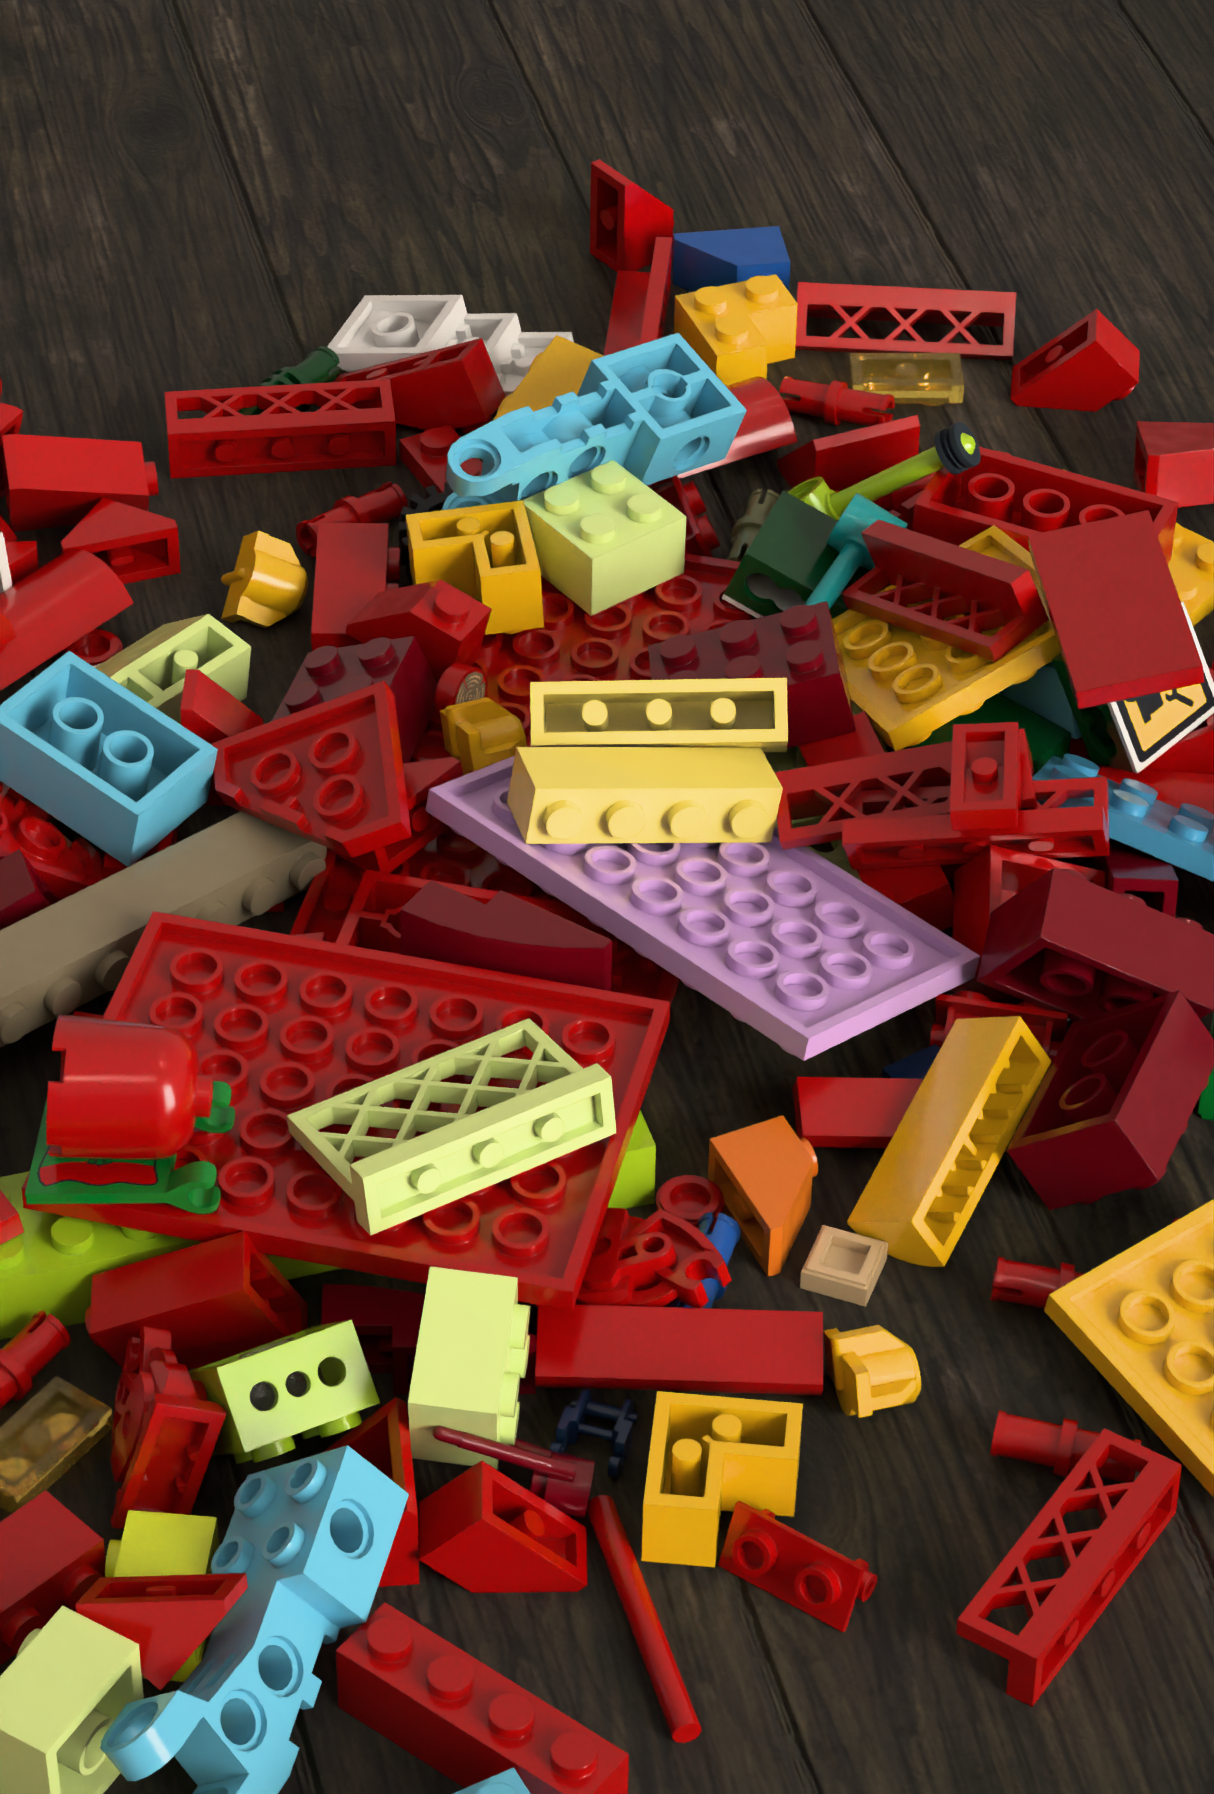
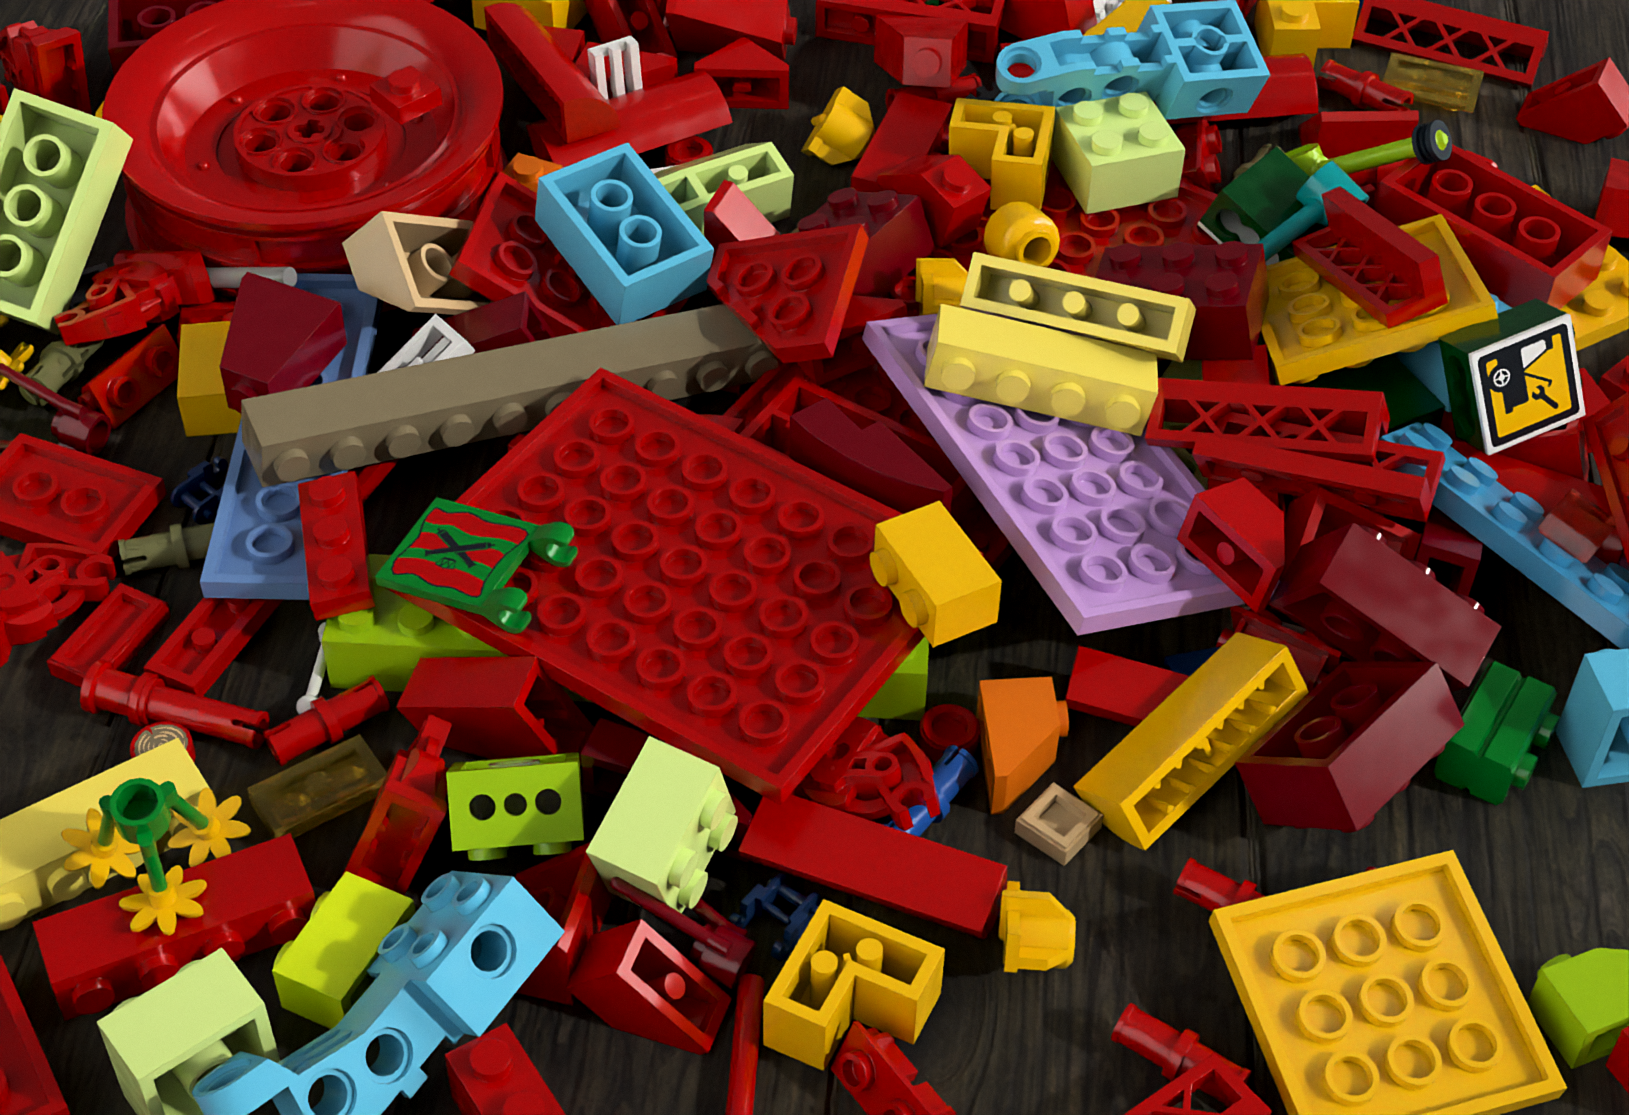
camera: 20 degrees right, 5 degrees up
(124, 1090) = (469, 510): red cylinder -> none
(162, 1614) = (303, 980): red slope -> none
(315, 467) = (921, 49): none -> red slope
(459, 685) = (946, 243): red tile -> none
(461, 1148) = (751, 635): yellowish green fence -> none
(539, 652) = (1022, 234): none -> yellow head
(639, 1031) = (935, 574): none -> yellow brick
(928, 921) = (1238, 539): none -> red slope
(985, 776) = (1329, 426): red slope -> none
(1115, 610) = (1504, 308): red tile -> none

